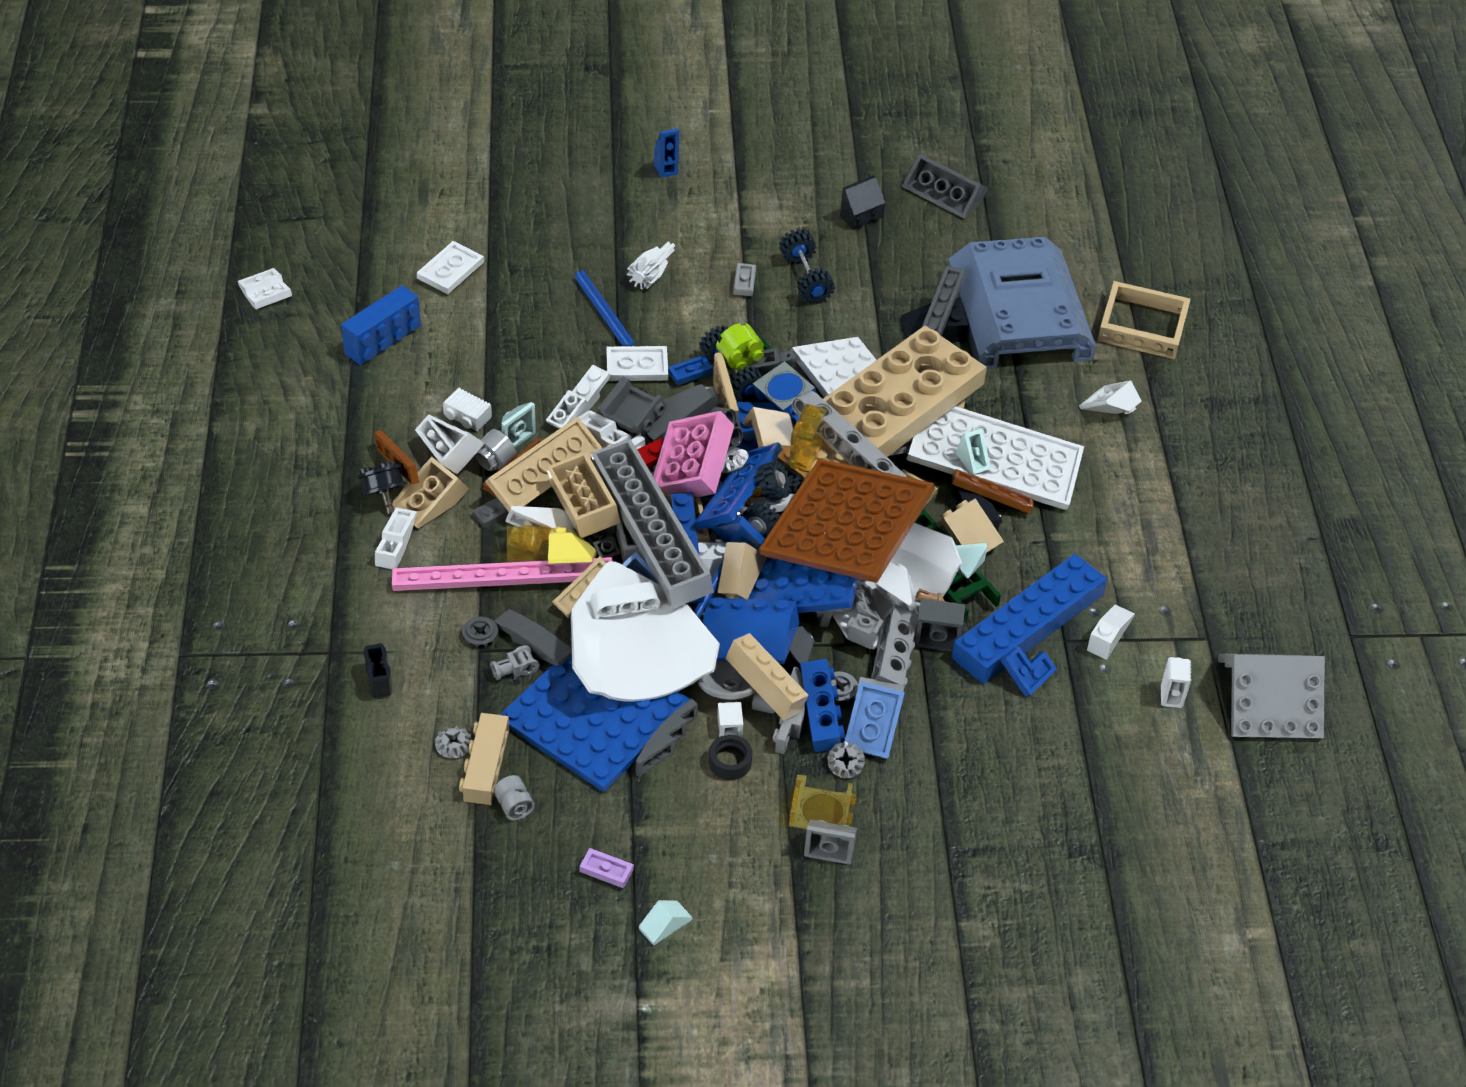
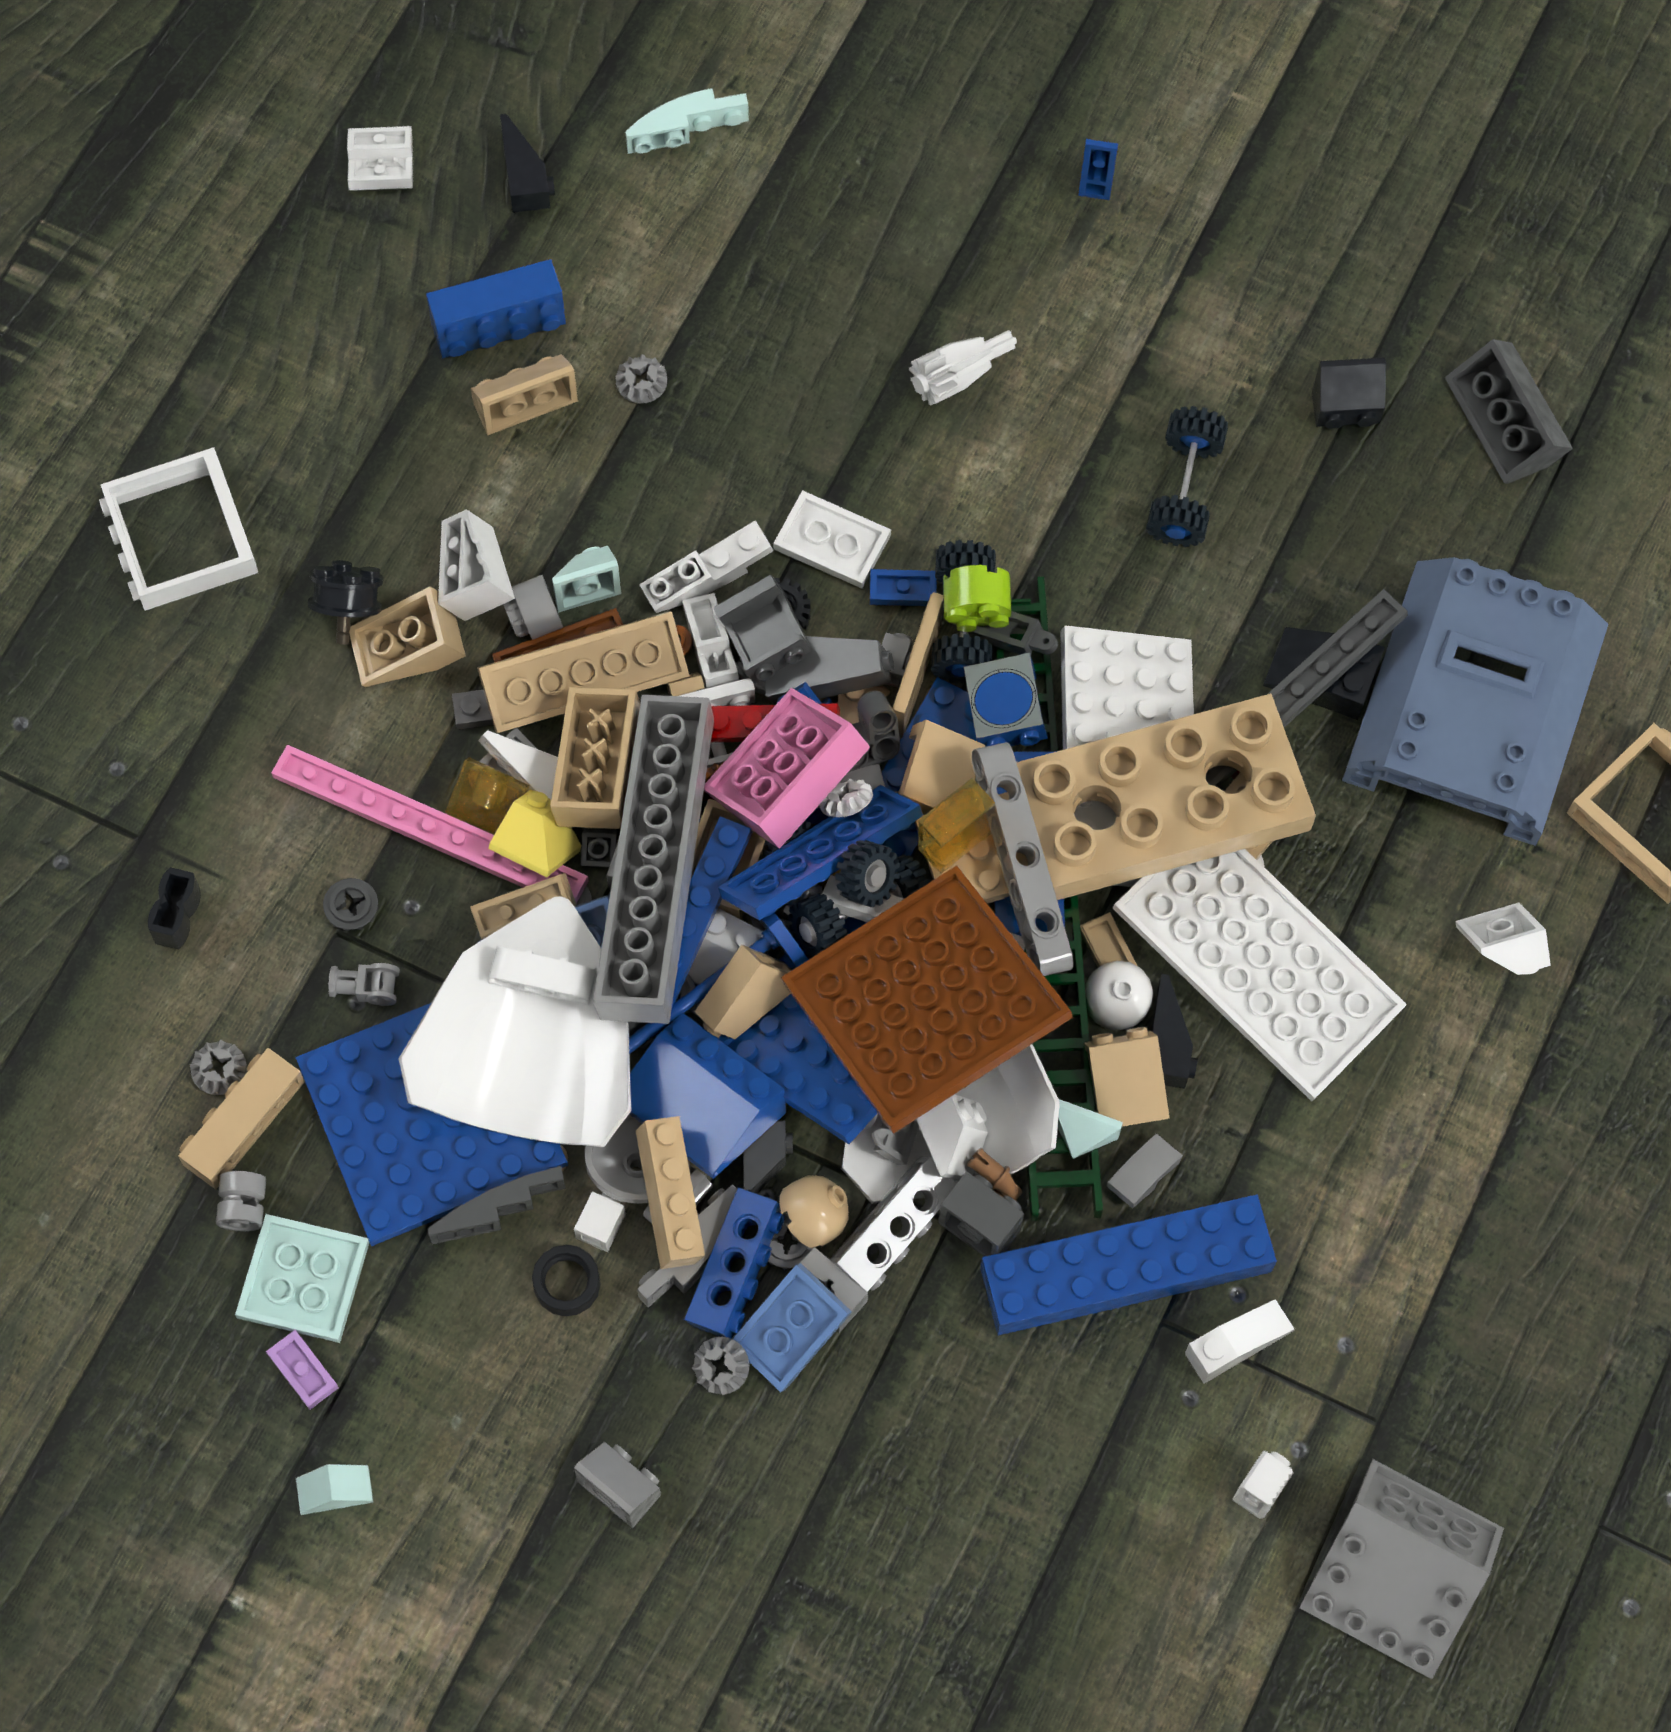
camera: 30 degrees right, 20 degrees up
(274, 467) = (161, 478): none -> white window
(352, 263) = (525, 170): none -> black slope
(394, 453) = (388, 555): dark orange tile -> none
(395, 538) = (321, 692): white slope -> none
(422, 359) = (525, 393): none -> tan slope
(427, 210) = (673, 121): none -> light aqua slope
(450, 267) = (661, 237): white plate -> none
(467, 409) = (540, 513): white brick -> none
(487, 337) = (644, 390): none -> light grey gear
(528, 633) = (410, 949): dark grey slope -> none
(575, 822) = (302, 1278): none -> light aqua plate
(604, 309) = (843, 416): blue axle -> none
(744, 279) = (1085, 454): light grey plate -> none
(820, 805) = (642, 1421): clear yellow panel -> none
(849, 656) = (816, 1209): none -> tan cylinder
(863, 630) = (861, 1182): light grey brick -> none
(941, 500) = (1118, 995): none -> white cylinder
(973, 451) = (1212, 951): light aqua slope -> none
(992, 491) = (1209, 1021): dark orange tile -> none
(1006, 573) = (1144, 1170): none -> light grey slope
(1027, 673) = (1067, 1360): blue plate -> none

